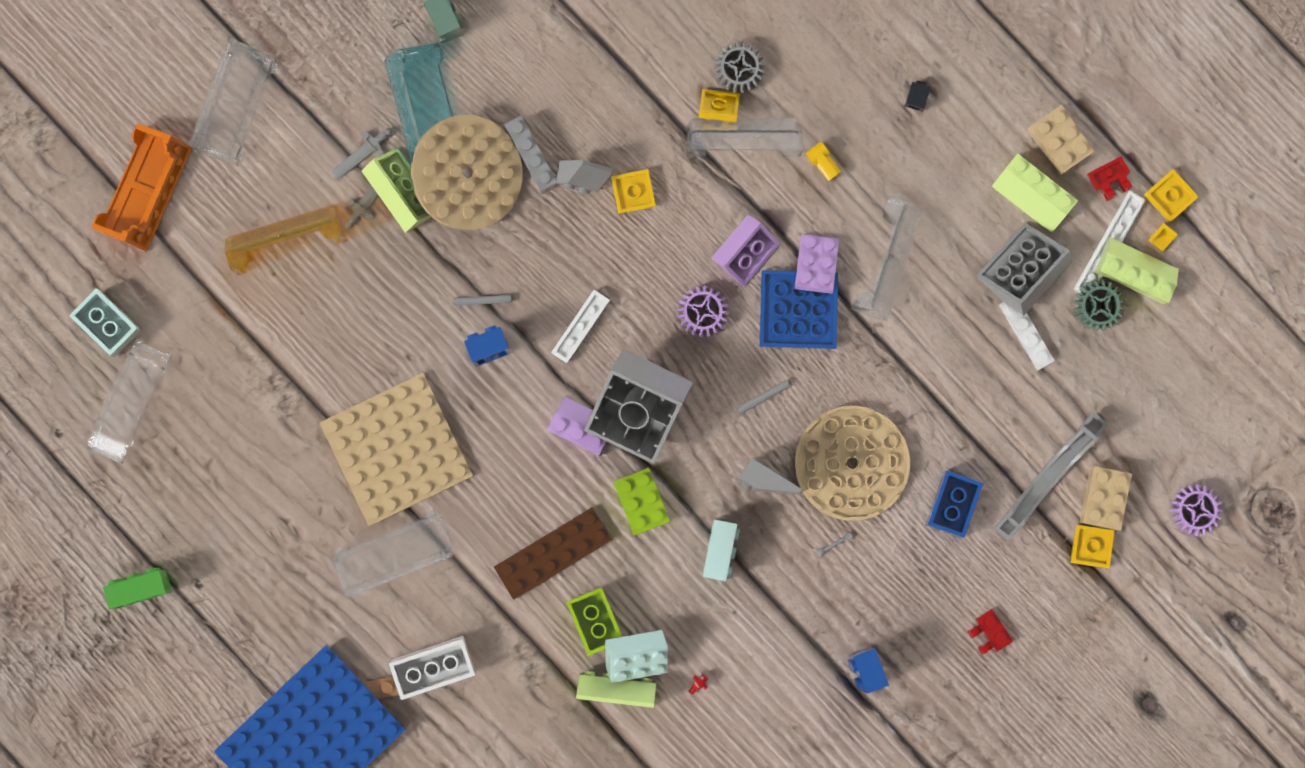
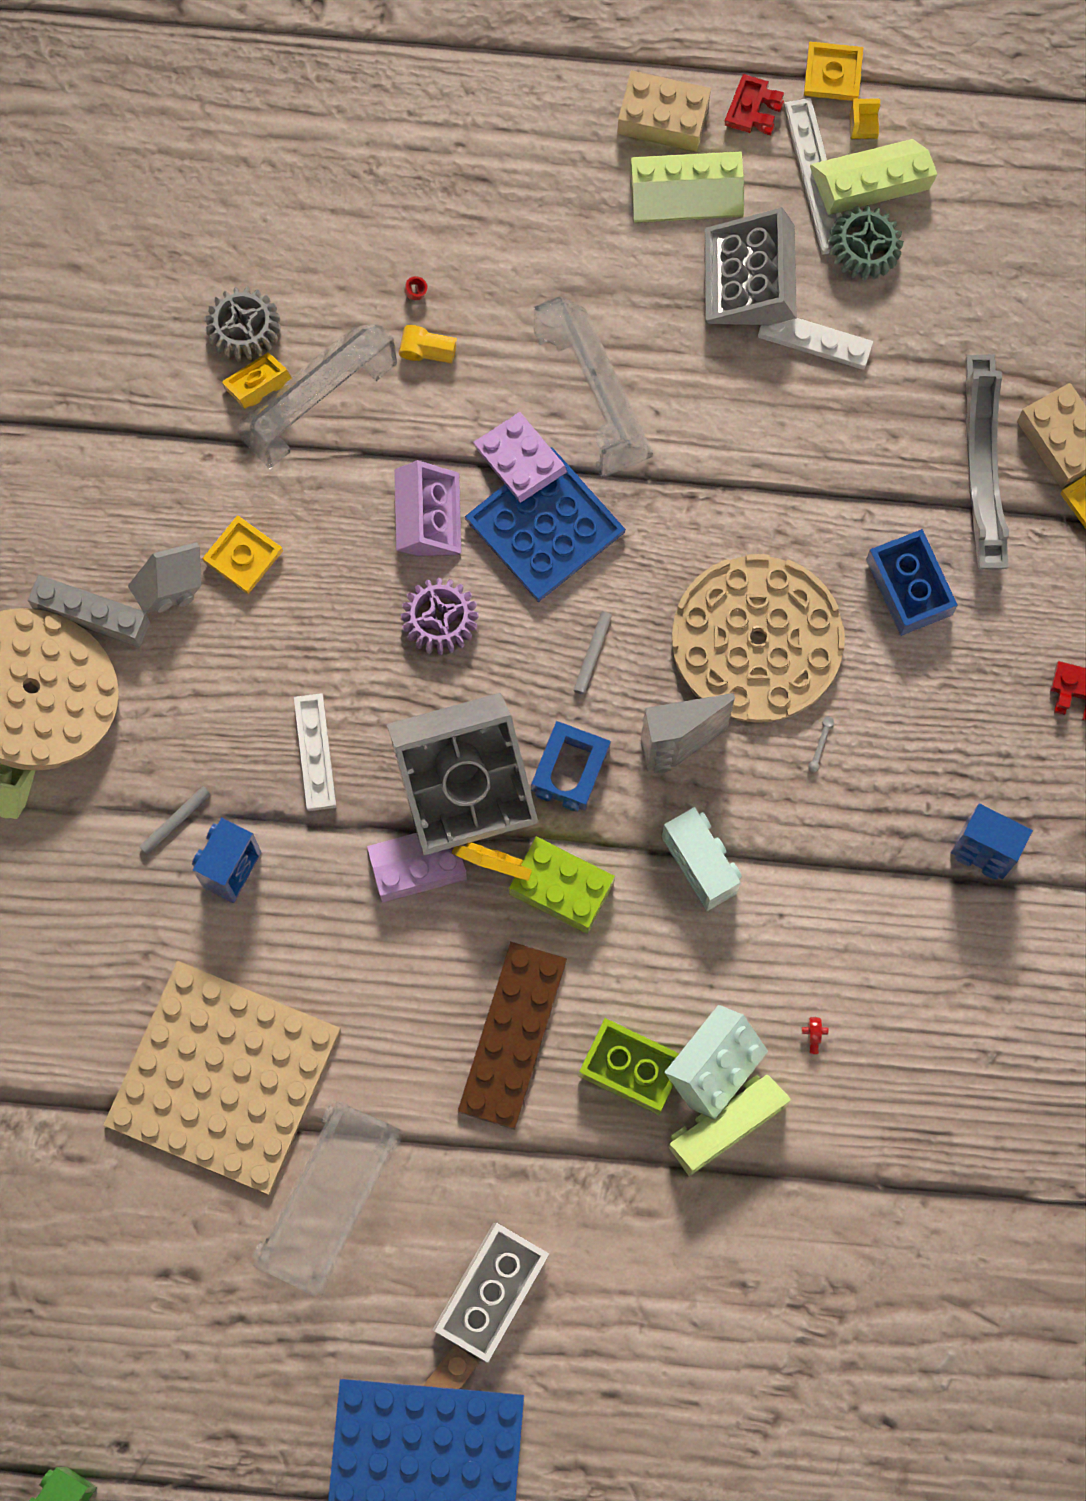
camera: 40 degrees left, 10 degrees down
(615, 462) = (493, 860): none -> yellow plate
(679, 440) = (579, 796): none -> blue panel
(848, 126) = (420, 288): none -> red hinge
(917, 96) = (467, 193): black brick -> none

